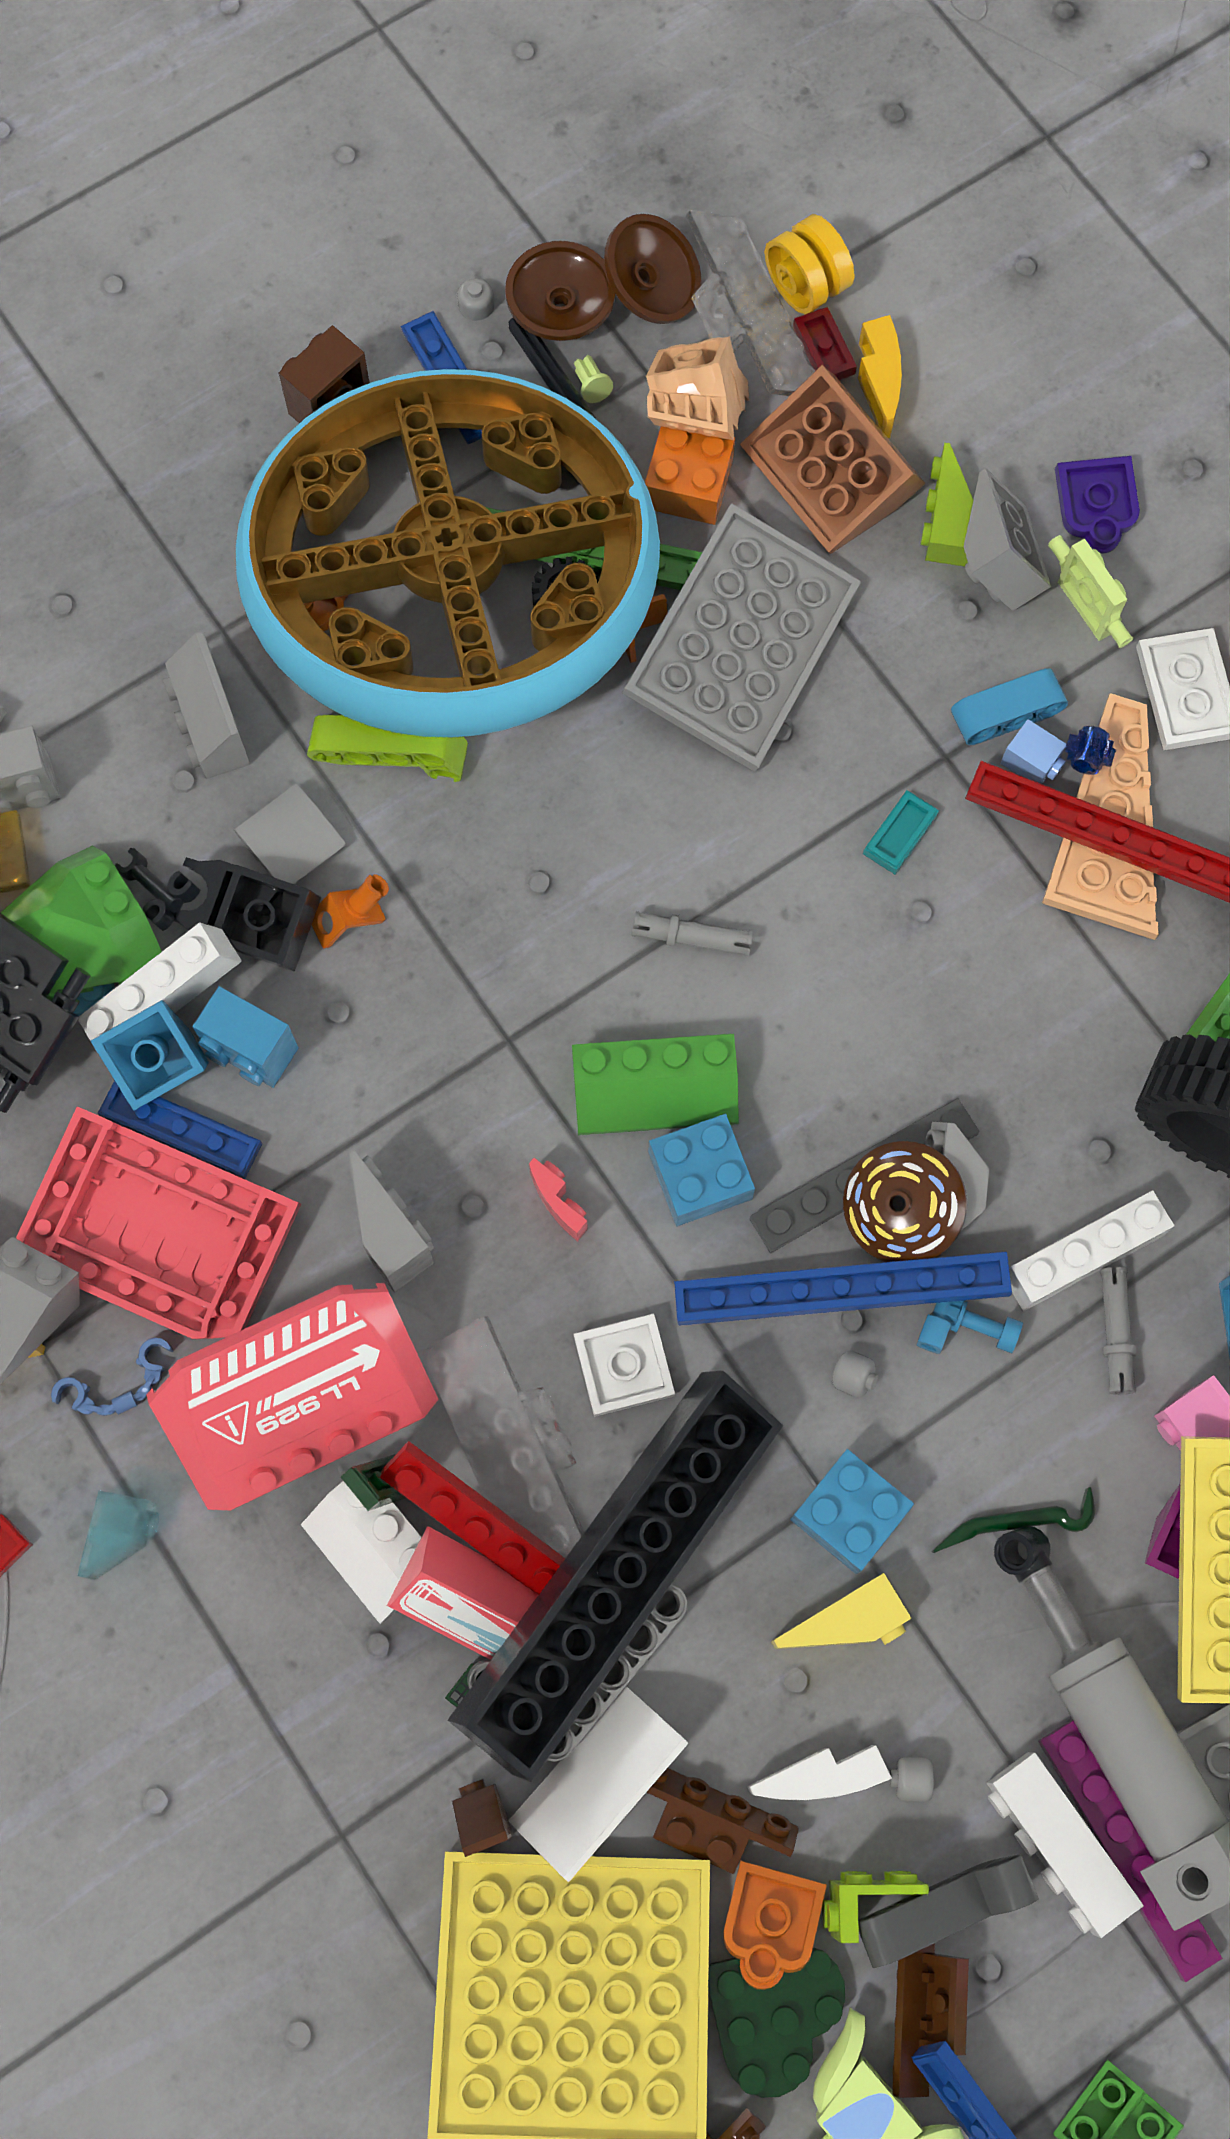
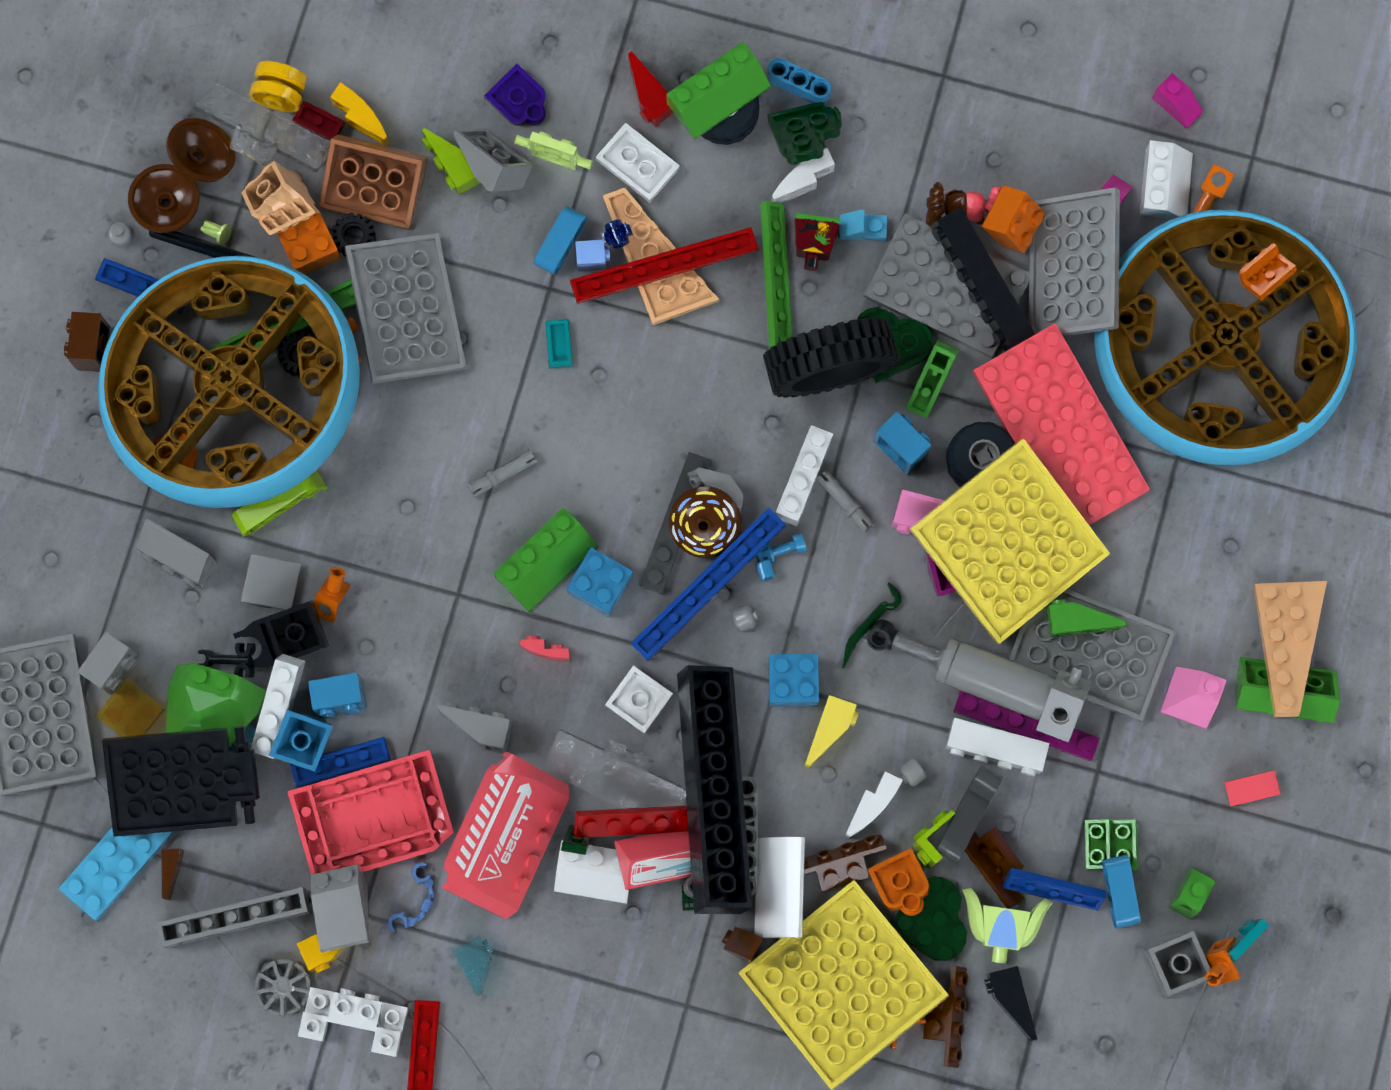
camera: 40 degrees left, 5 degrees up
(760, 489) = (349, 222): none -> black tyre

